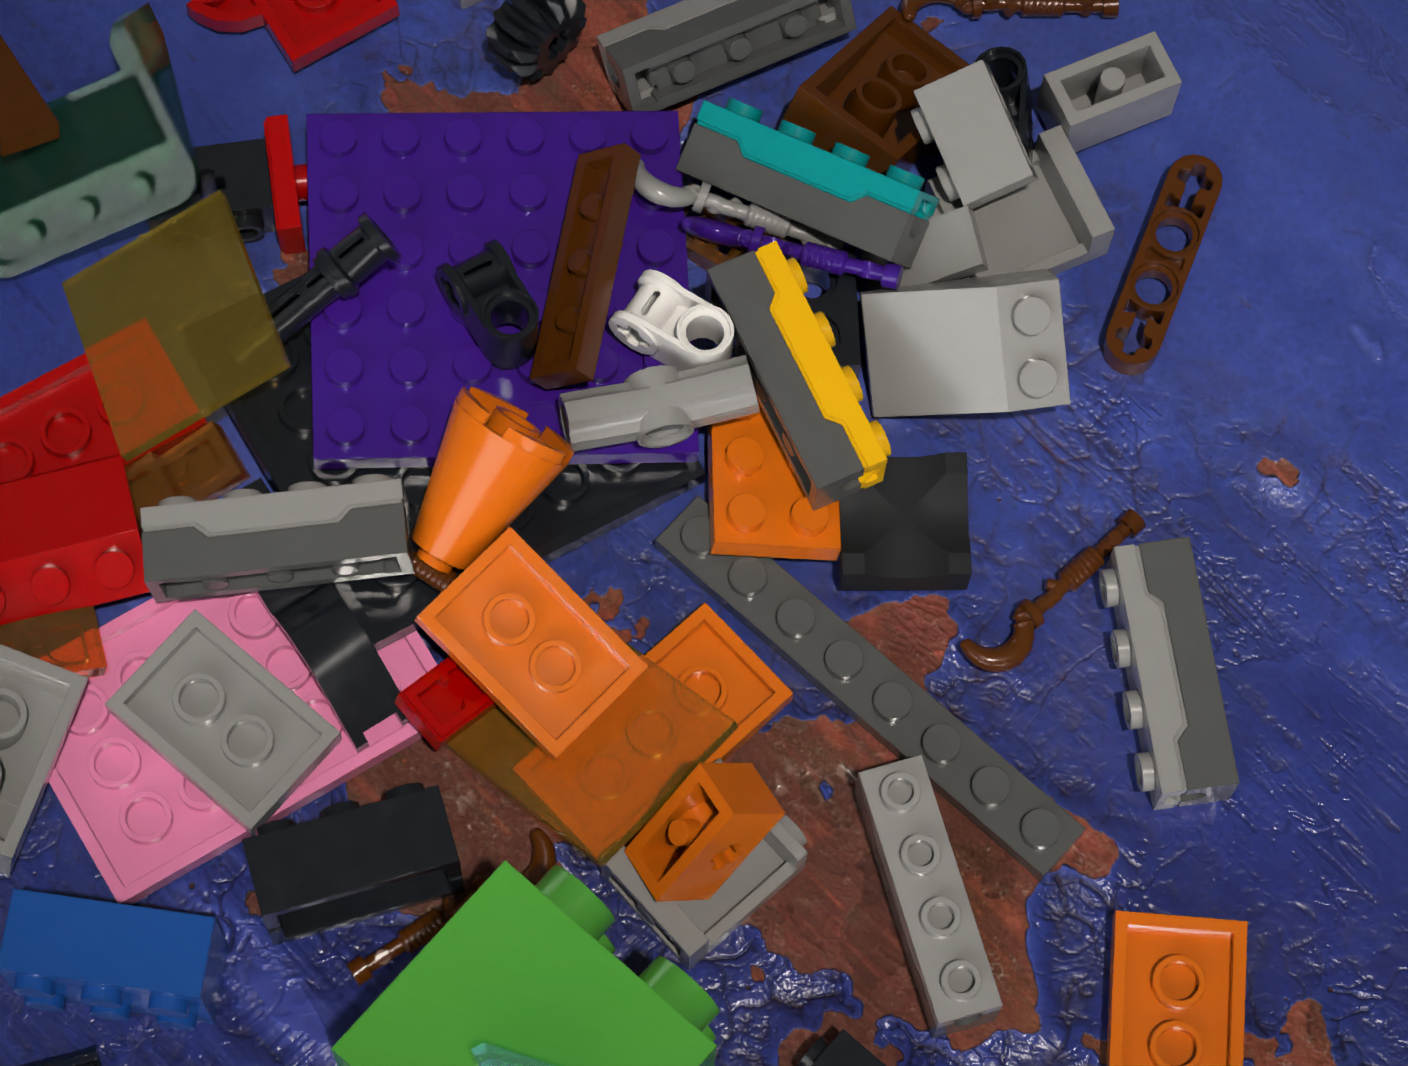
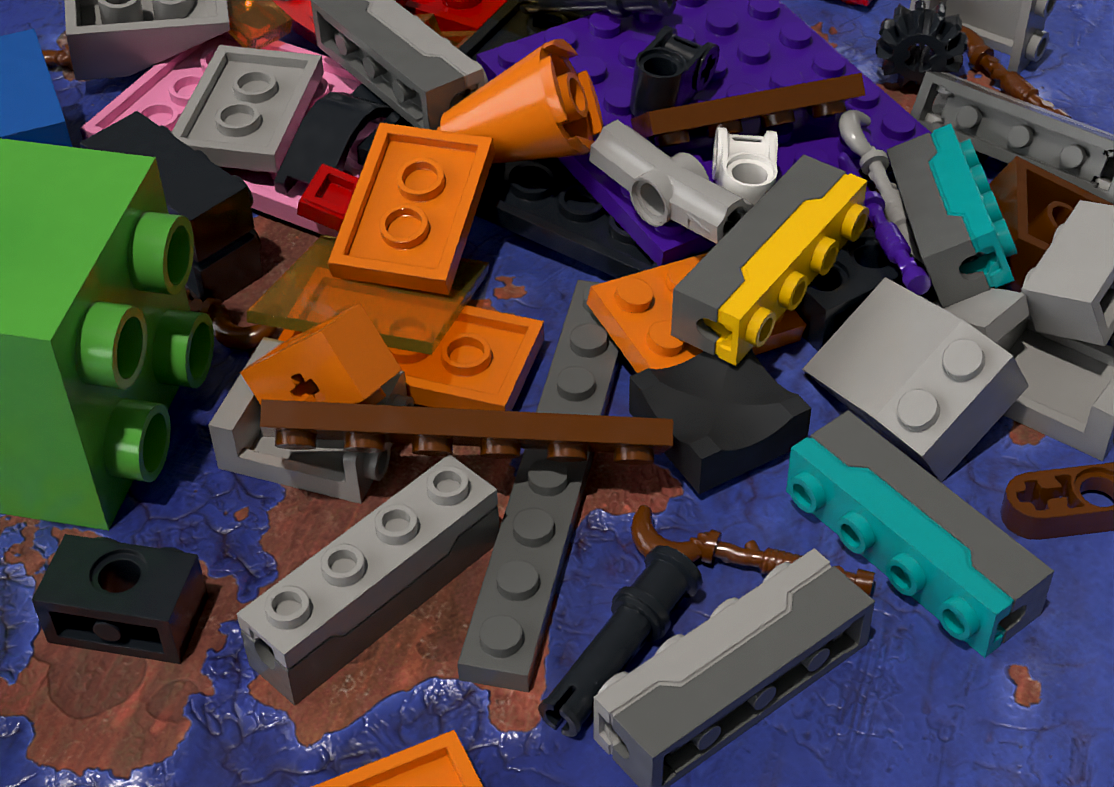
camera: 65 degrees right, 25 degrees down
(843, 746) = (436, 430): none -> reddish brown plate
(1076, 712) = (637, 617): none -> black pin
(1115, 455) = (918, 533): none -> teal piece

